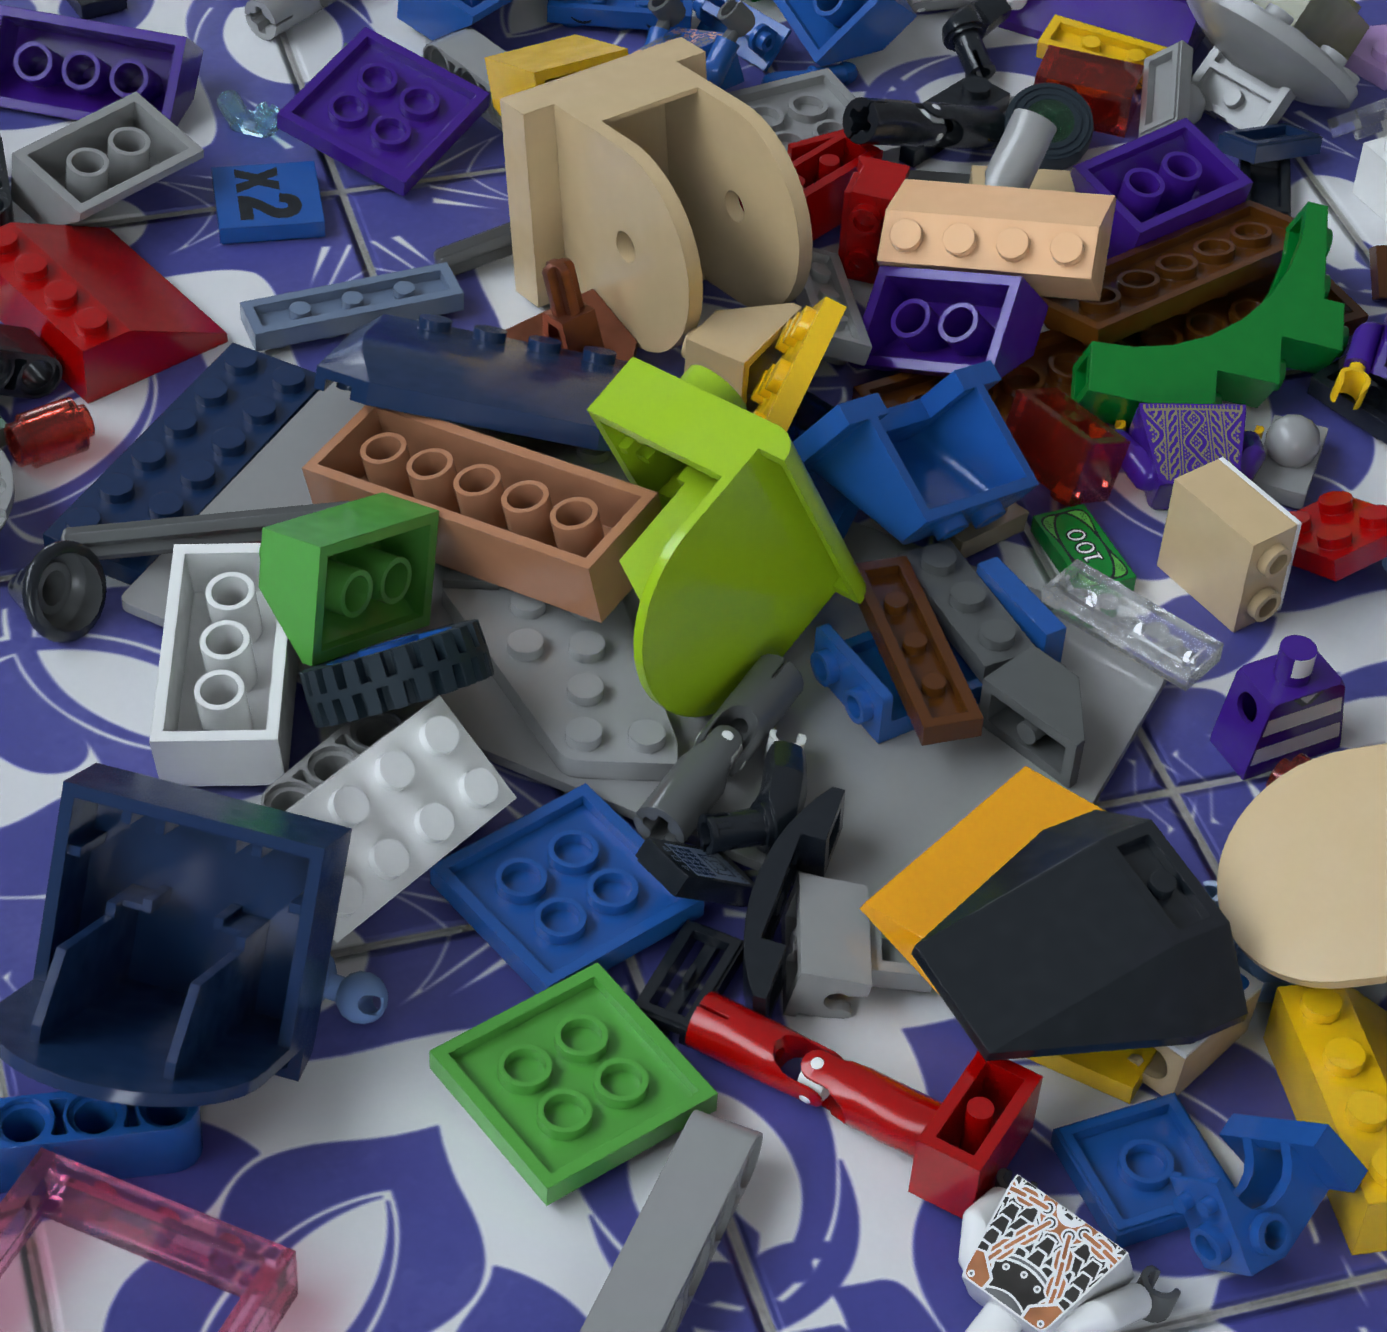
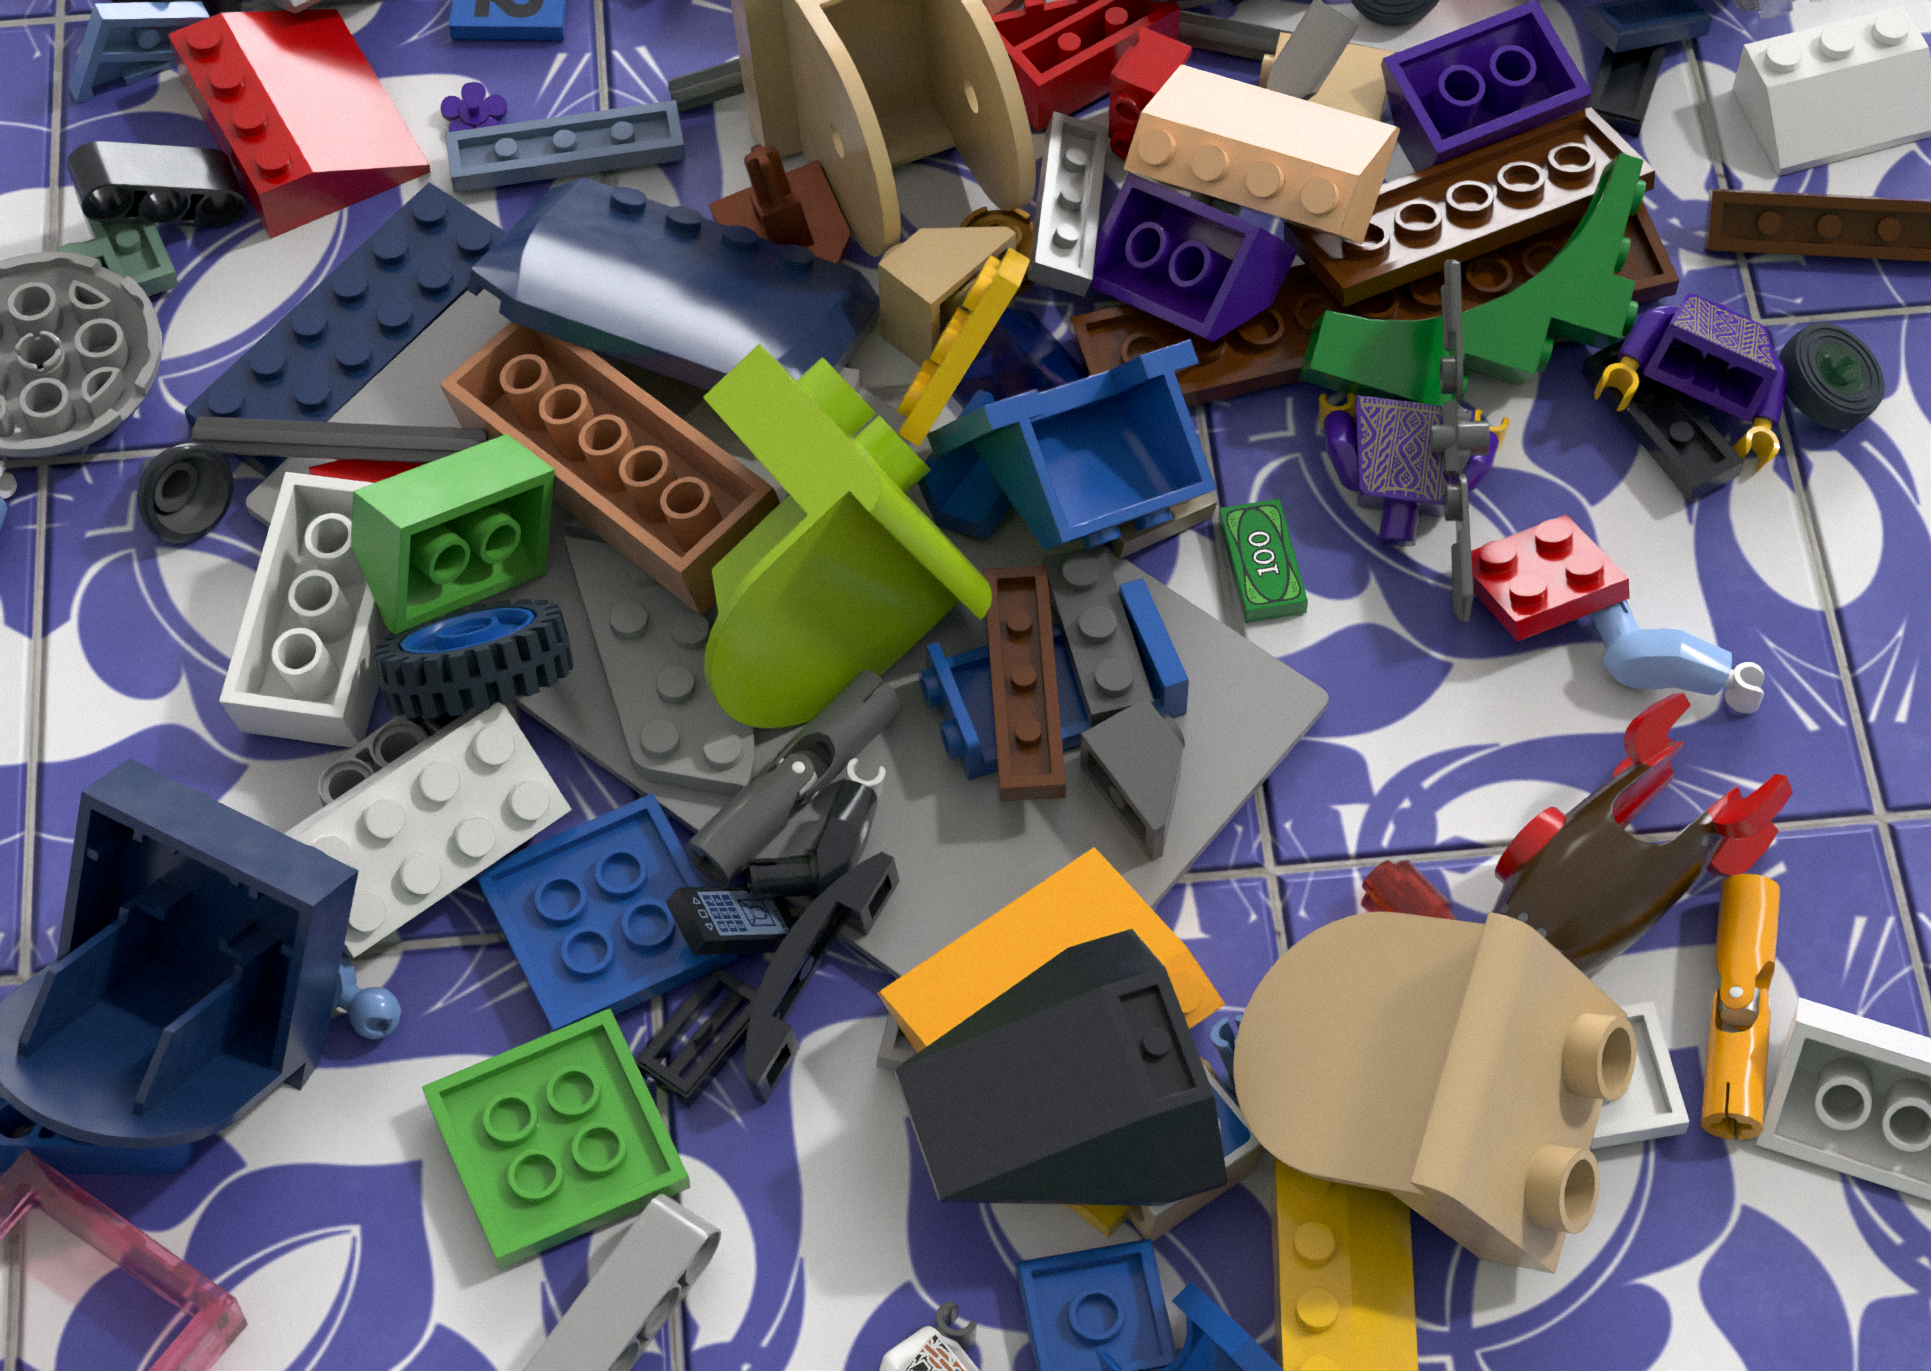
camera: 15 degrees right, 15 degrees up
(49, 433) = (215, 283): clear red brick -> none
(254, 286) = (473, 109): none -> dark purple plant
(825, 946) = (845, 1020): light grey hinge -> none
(846, 1088) = (831, 1197): red piece -> none
(974, 1133) = (924, 1266): red brick -> none
(1066, 445) = (1271, 426): clear red brick -> none
(1132, 624) = (1274, 671): clear plate -> none
(1228, 544) = (1408, 584): tan piece -> none
(1236, 421) = (1457, 440): none -> dark grey piece
(1280, 709) = (1399, 802): dark purple torso -> none
(1291, 459) = (1529, 464): light grey tile -> none

